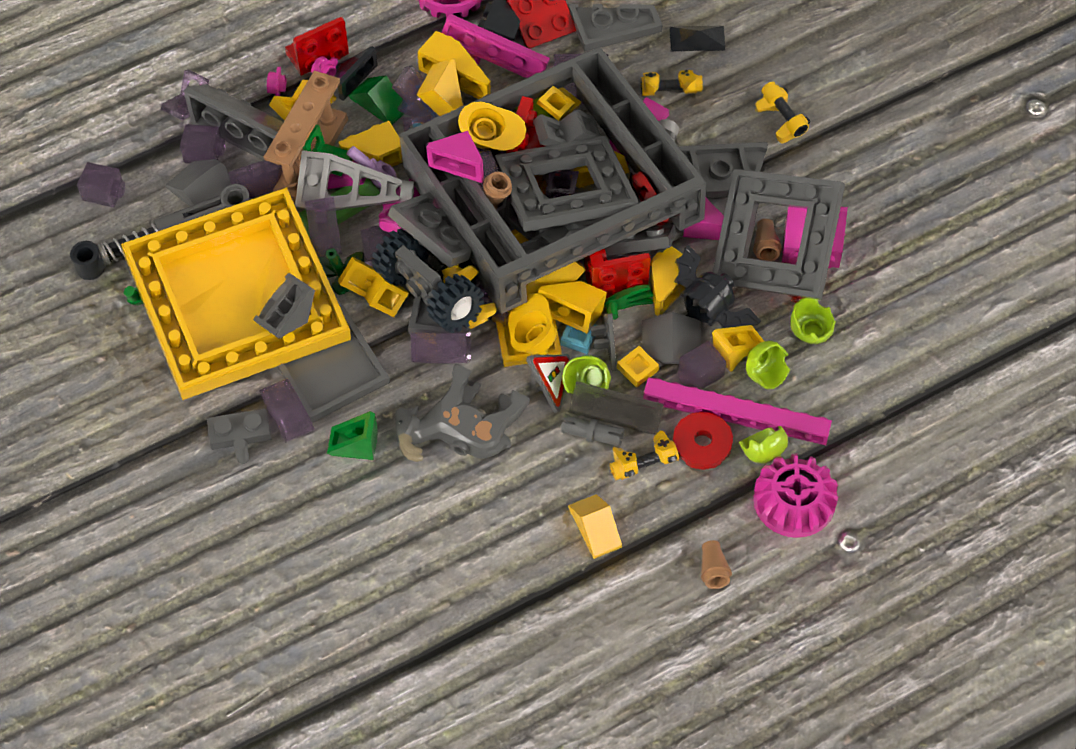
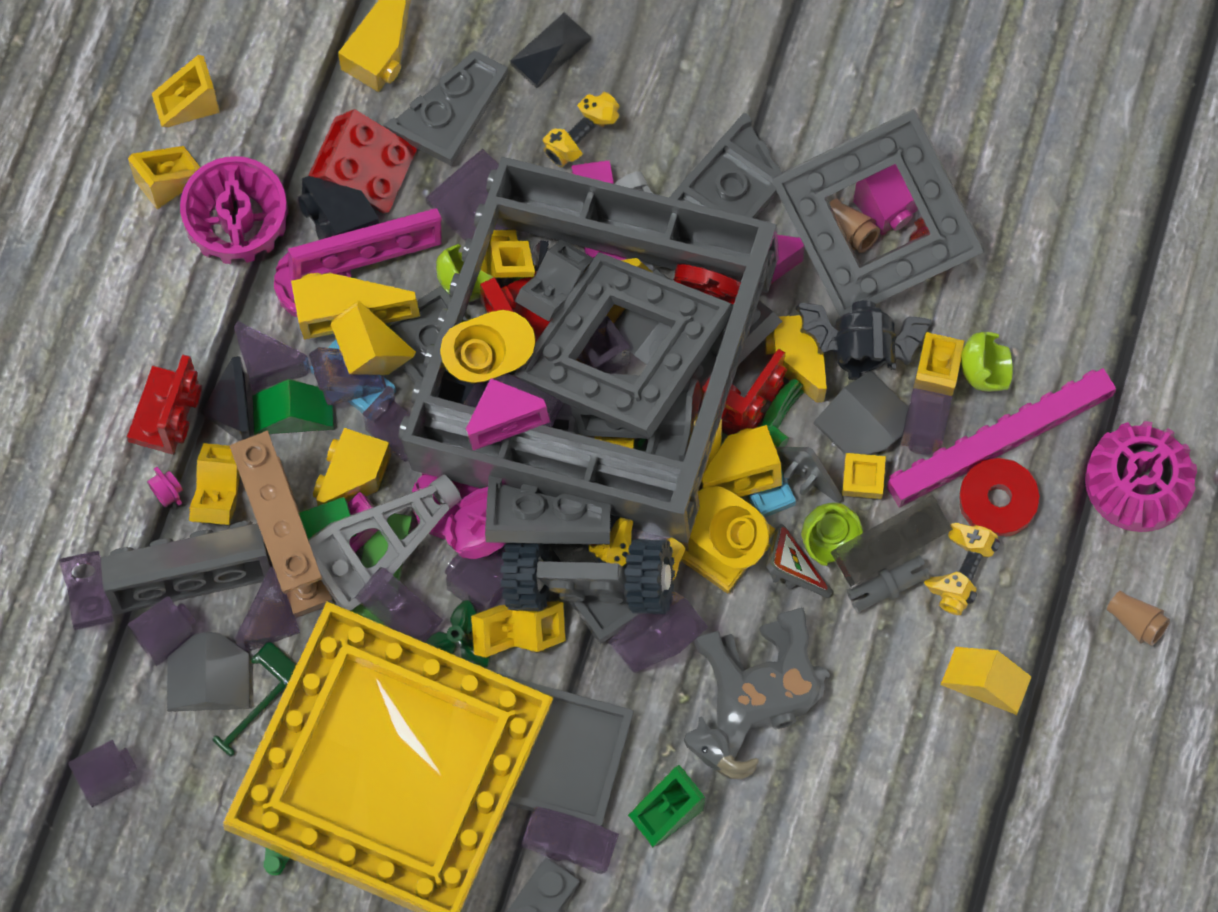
camera: 45 degrees left, 10 degrees up
(104, 253) = (231, 764): piece -> none
(287, 307) = (470, 734): dark grey slope -> none
(325, 66) = (203, 427): dark pink plate -> none
(379, 166) = (384, 491): lavender plate -> none
(387, 59) = (268, 359): none -> clear purple slope
(497, 187) = (571, 412): medium nougat cone -> none
(765, 445) = (1065, 449): lime hair -> none
(776, 99) = (703, 55): yellow piece -> none
(812, 321) = (985, 279): lime hair -> none

